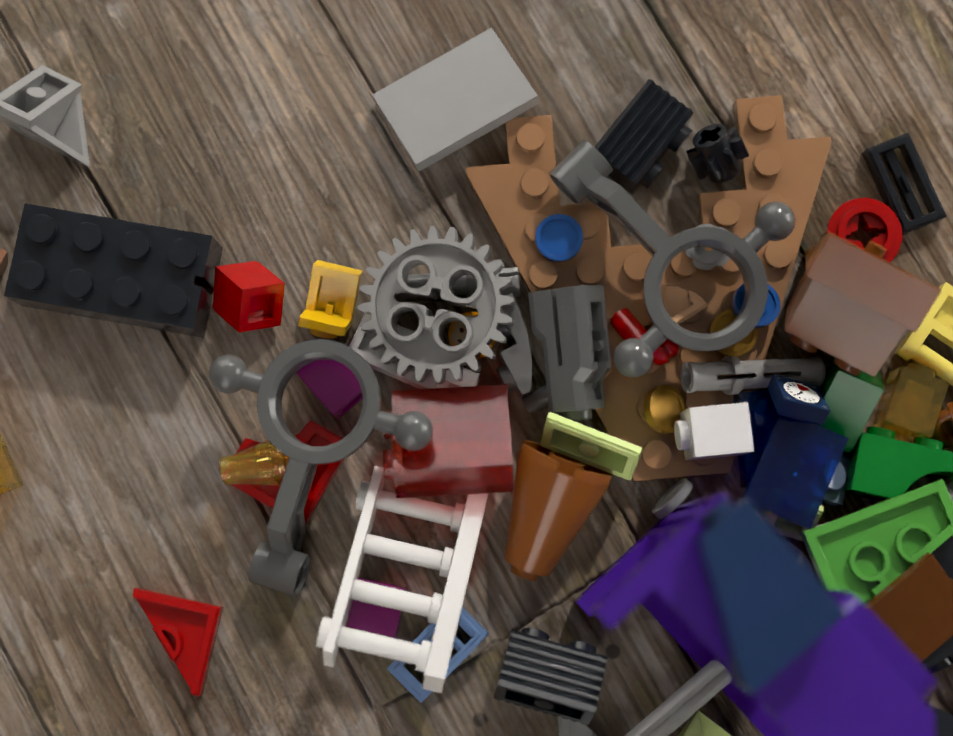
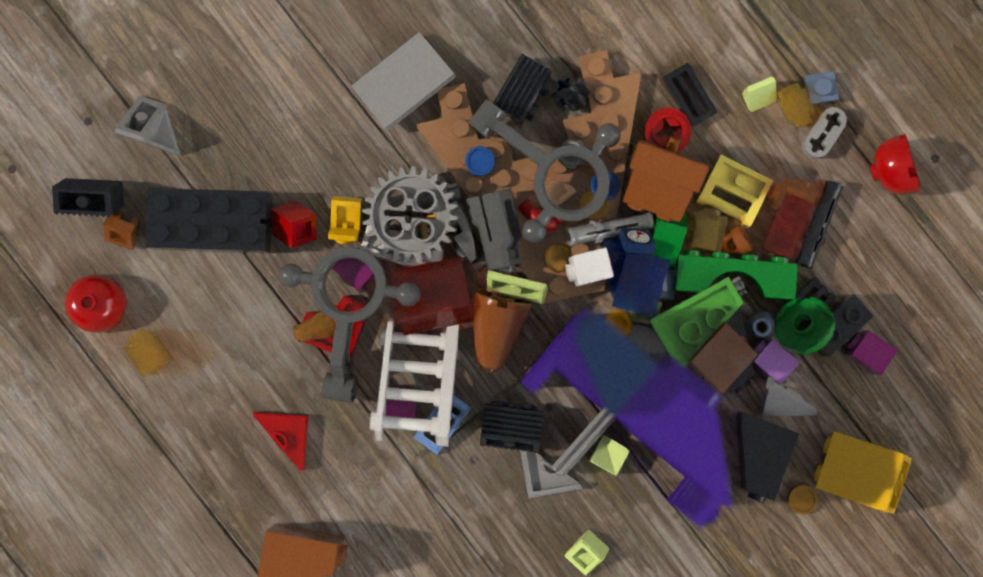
camera: 10 degrees left, 5 degrees up
(672, 498) = (570, 311): light grey piece -> none

